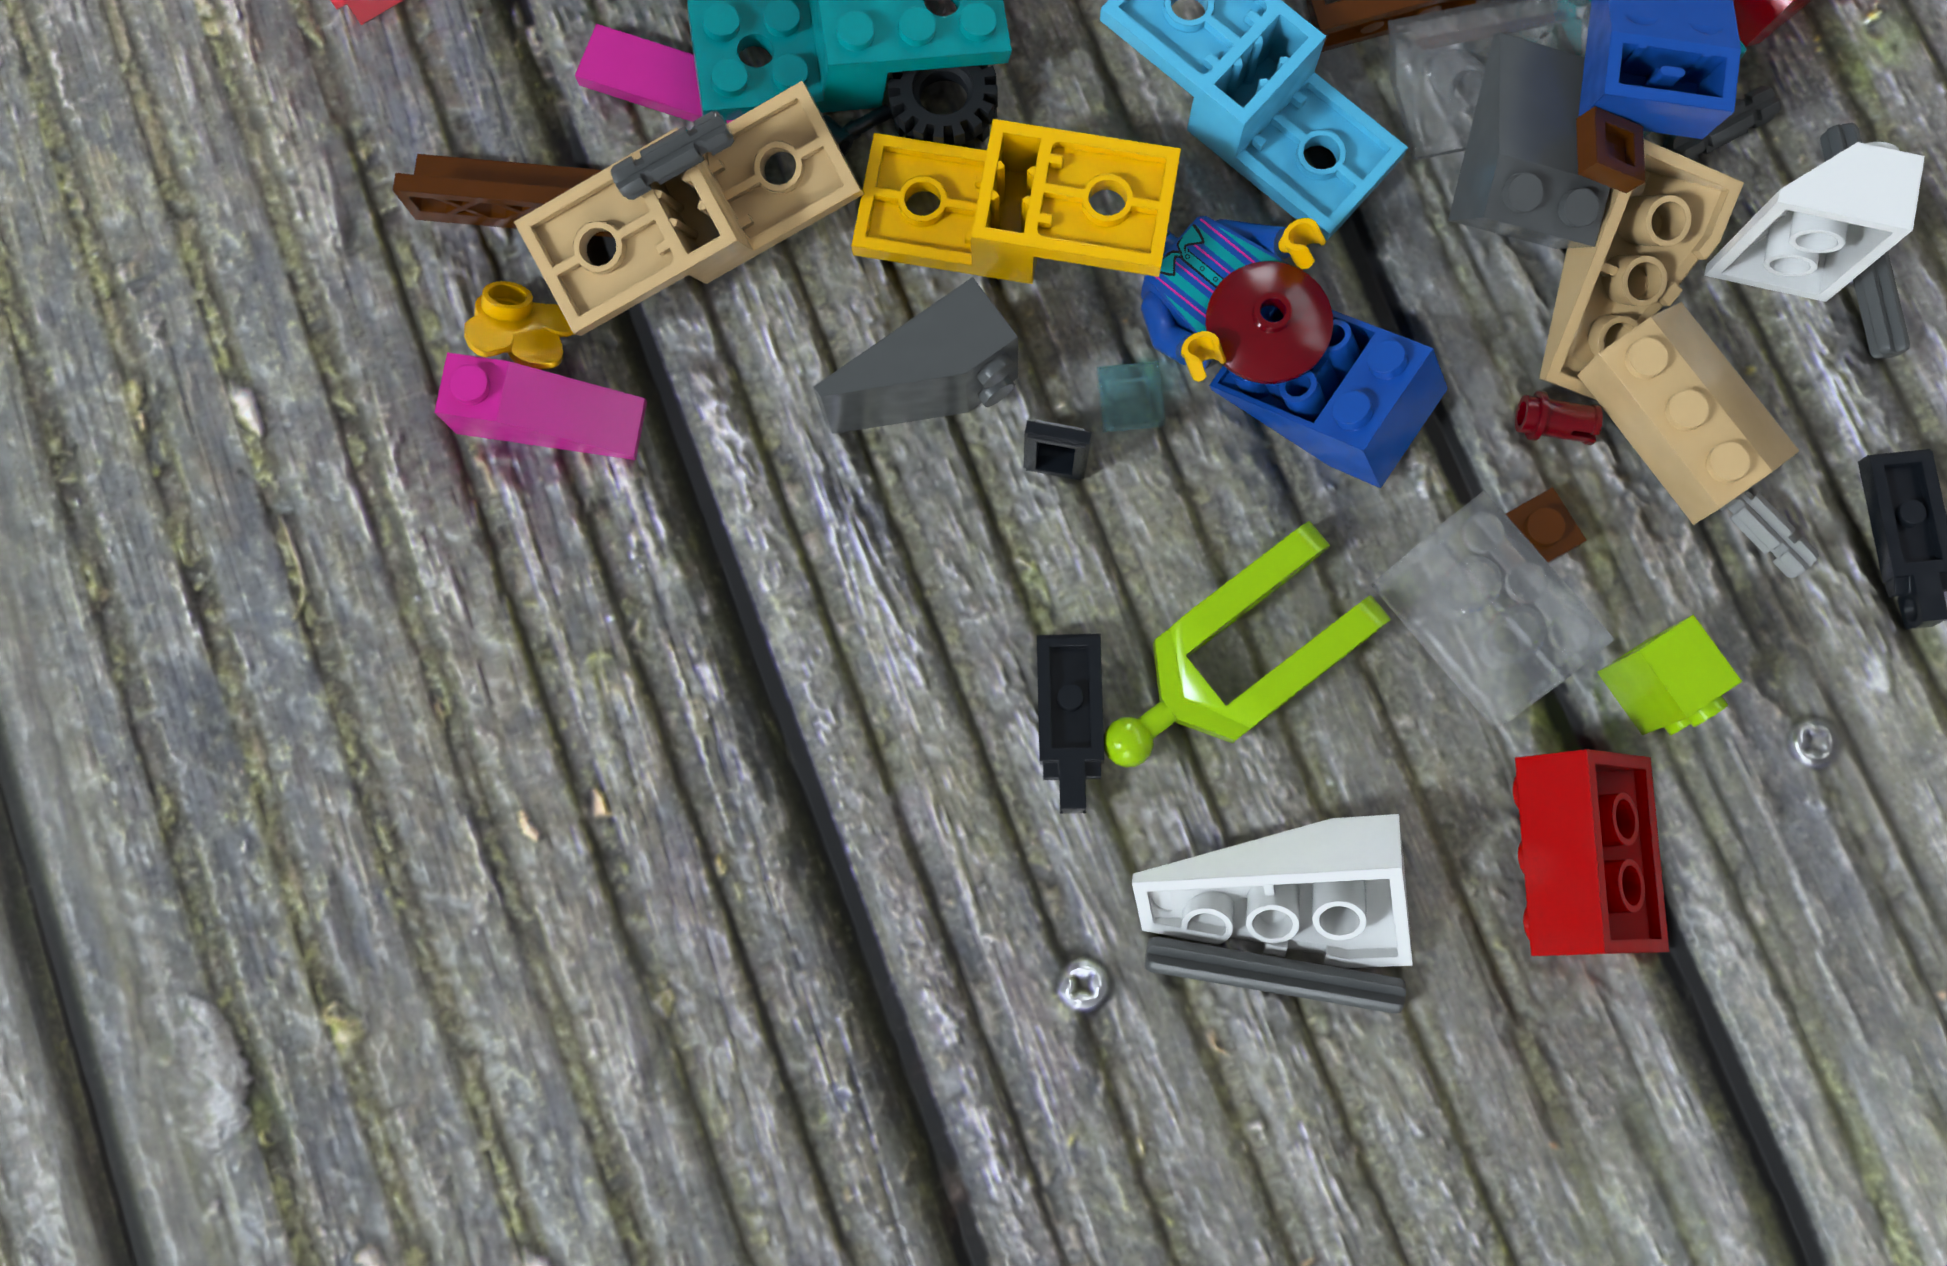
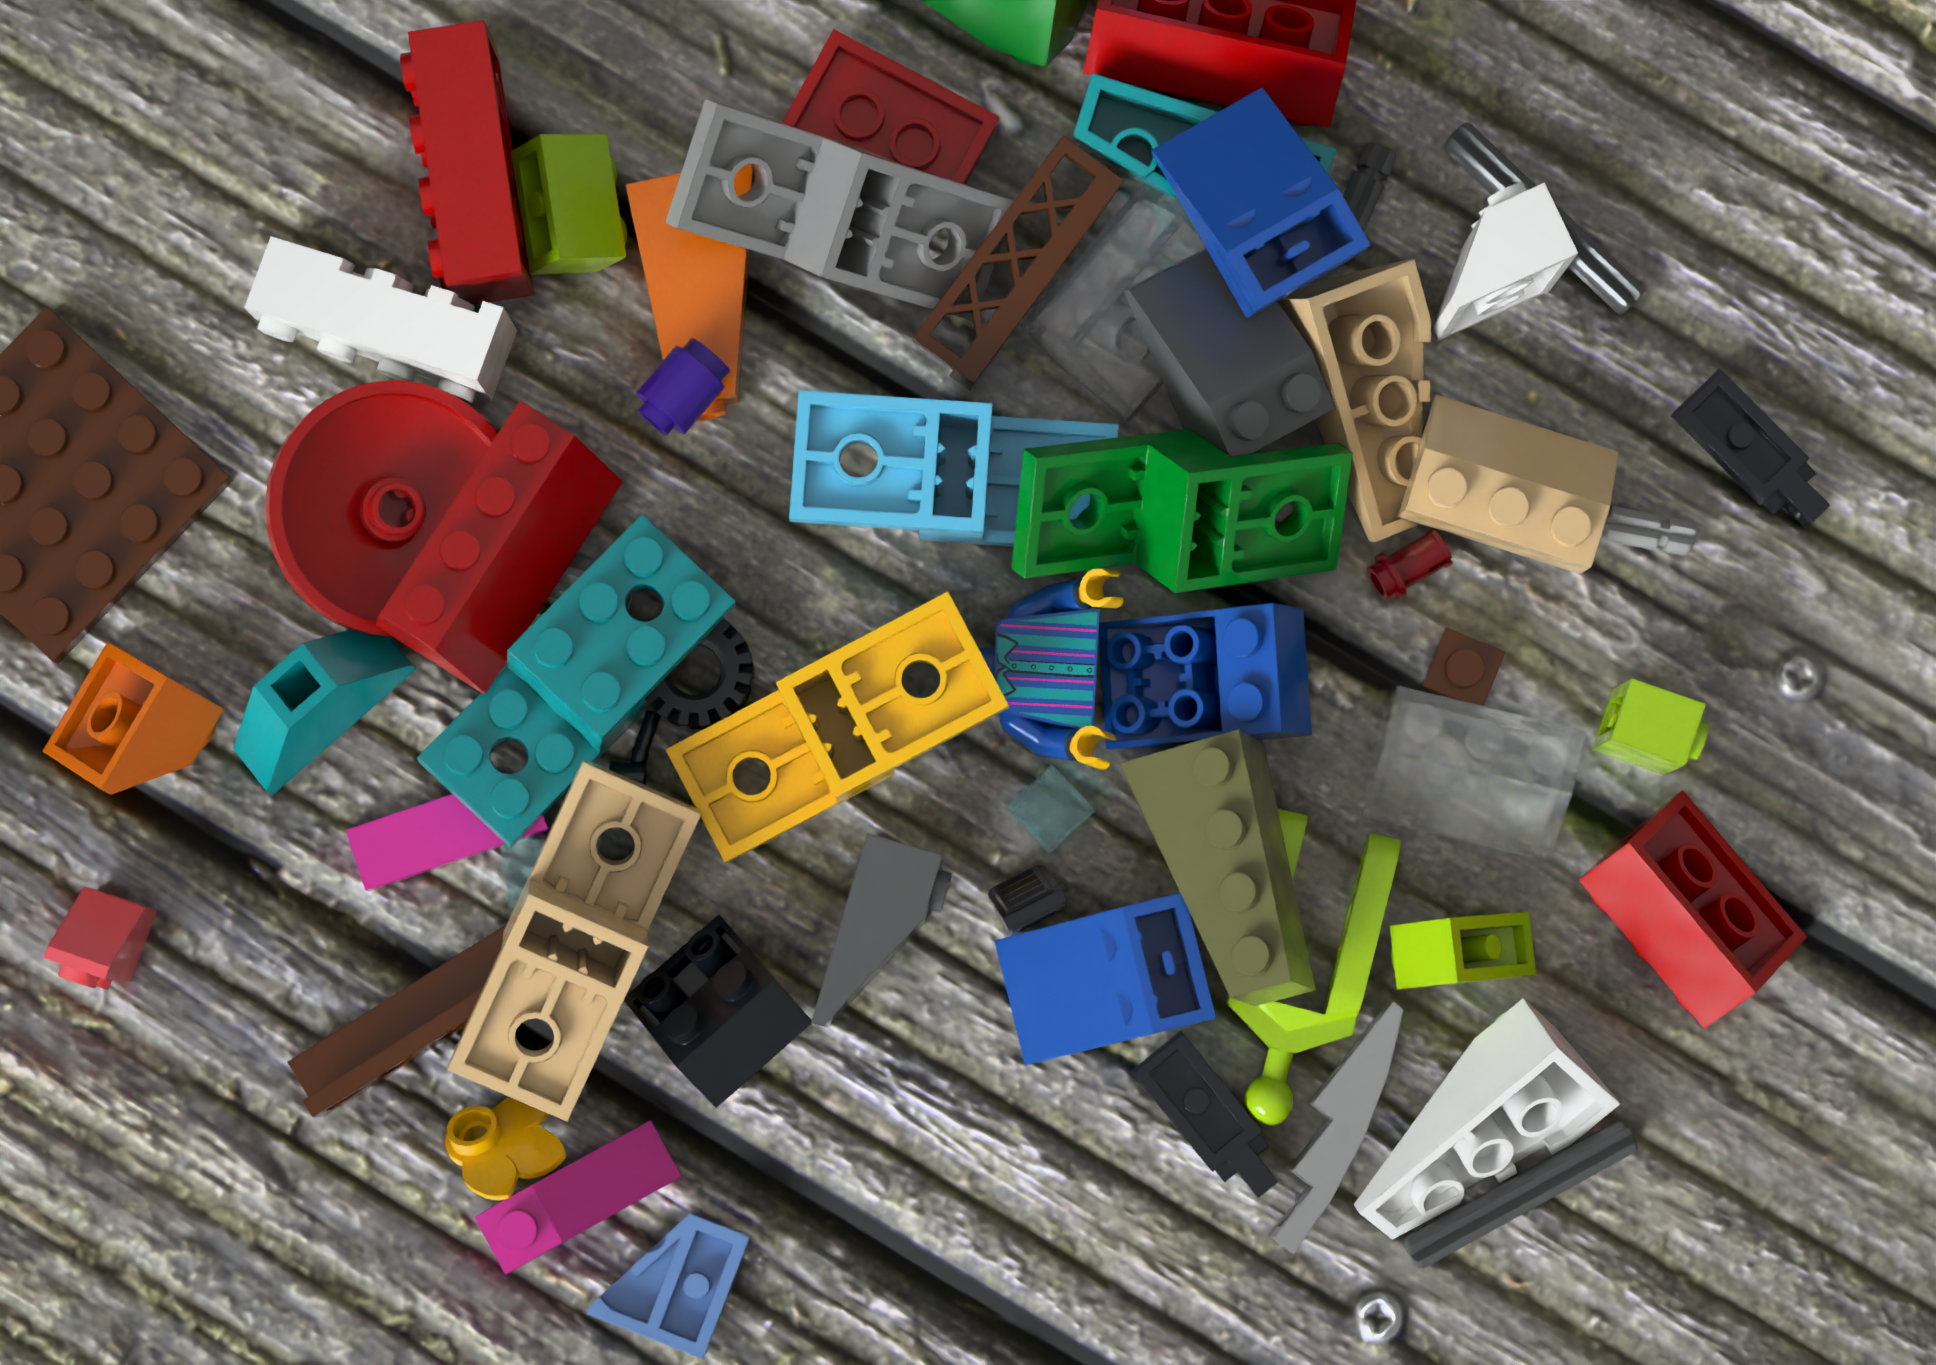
camera: 45 degrees left, 5 degrees up
(562, 533) = (677, 1286): none -> medium blue wing
(672, 155) = (547, 922): dark grey axle -> none
(755, 351) = (717, 1011): none -> black slope
(1074, 549) = (1105, 978): none -> blue slope
(1187, 792) = (1348, 1104): none -> light grey slope
(1242, 521) = (1228, 855): none -> olive wedge
(1265, 349) = (1114, 706): dark red dish -> none
(1375, 742) = (1462, 950): none -> lime slope
(1413, 229) = (1180, 510): none -> green bracket
(1610, 150) = (1293, 333): reddish brown plate -> none

